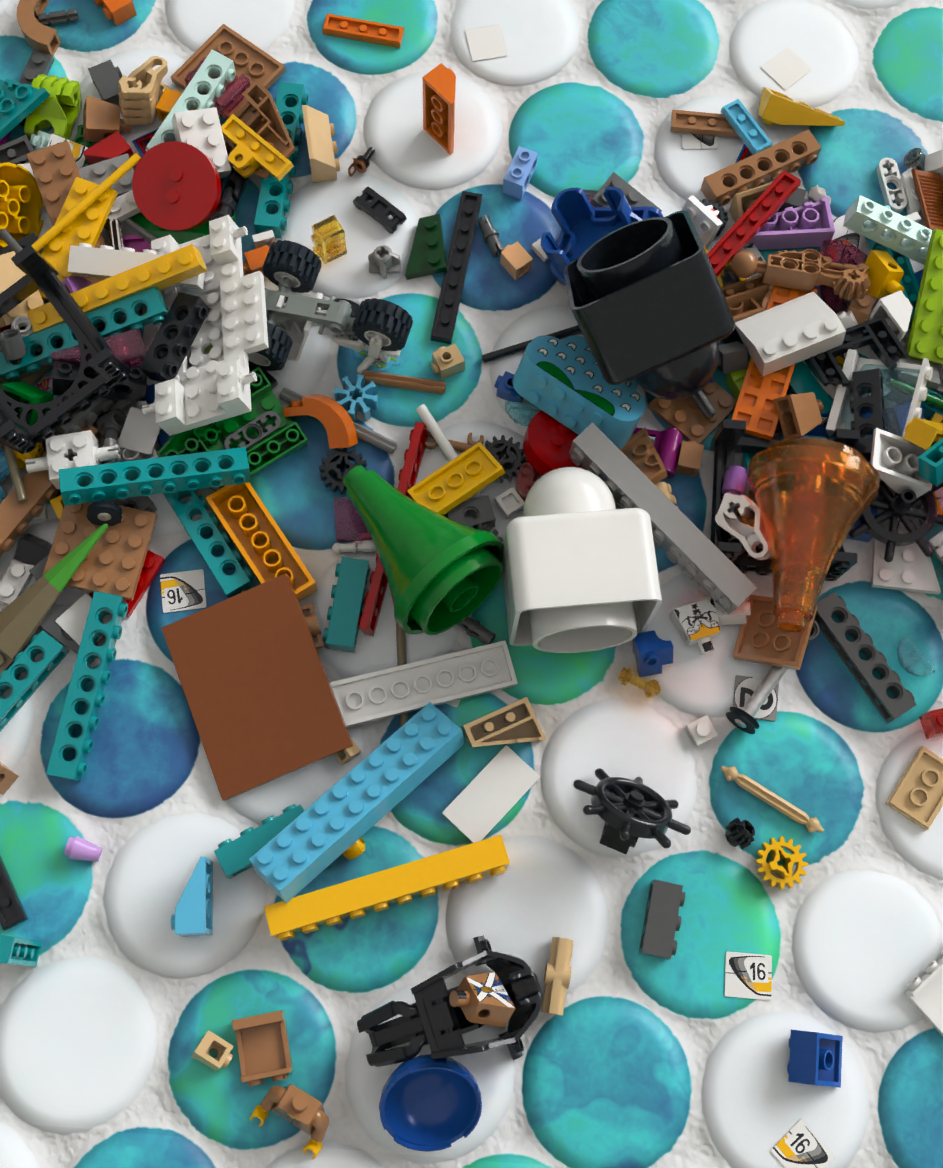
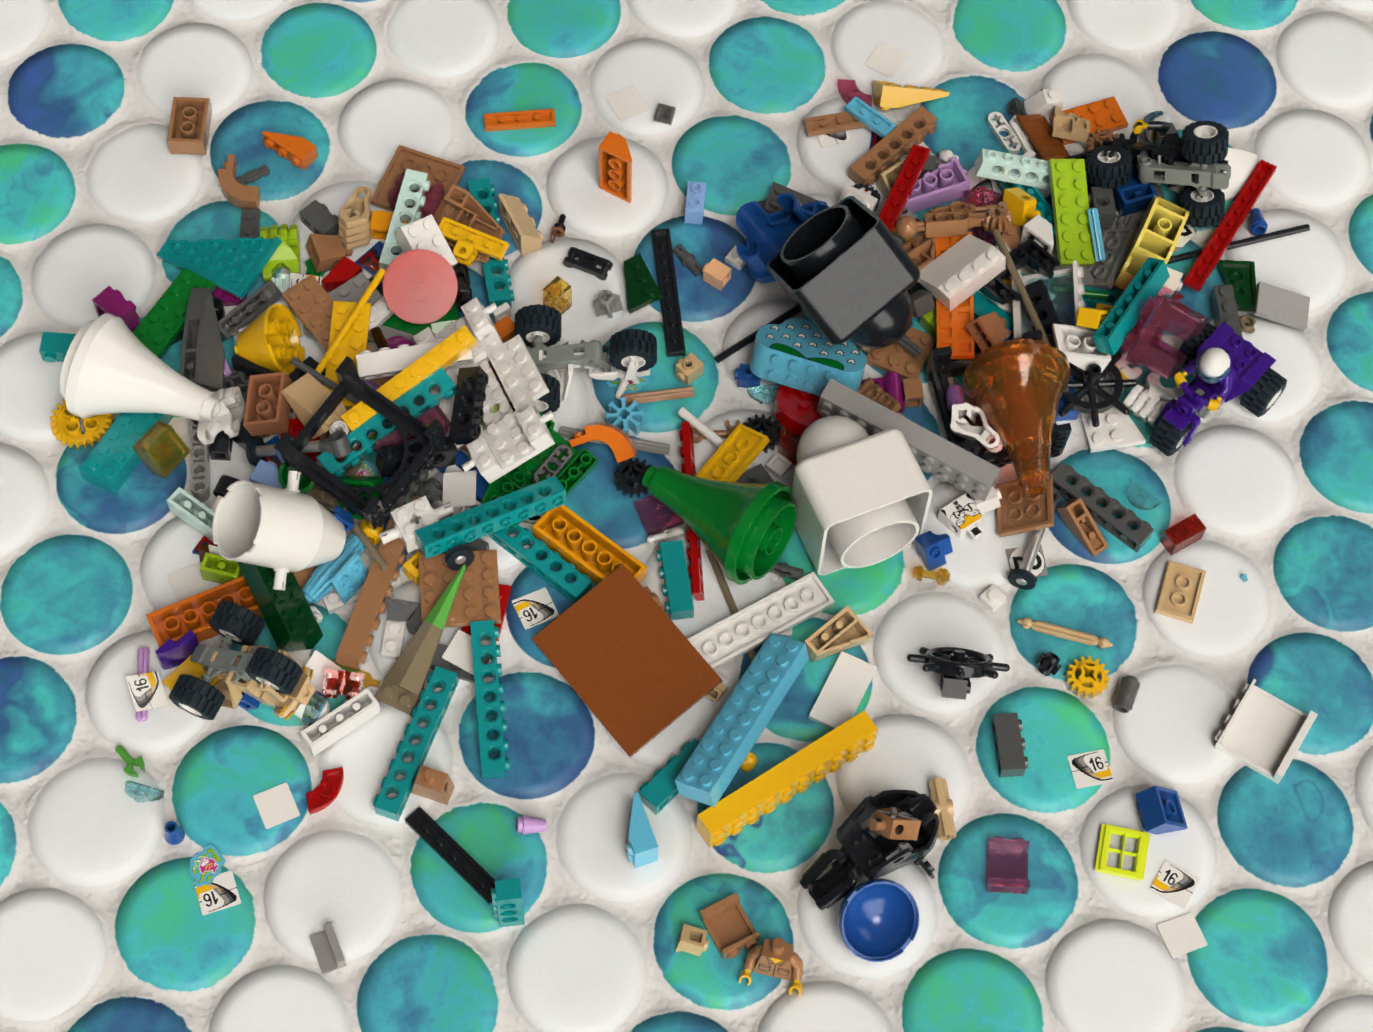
camera: 15 degrees left, 10 degrees down
(522, 64) = (664, 114): none -> dark grey tile
(610, 1071) = (1007, 865): none -> clear pink panel
(733, 90) = (848, 90): none -> clear pink tile
(752, 1095) = (1122, 852): none -> neon yellow piece
(820, 897) = (1126, 694): none -> dark grey head
(834, 674) = (1082, 525): none -> medium nougat slope
(852, 373) = (1019, 284): none -> dark tan piece

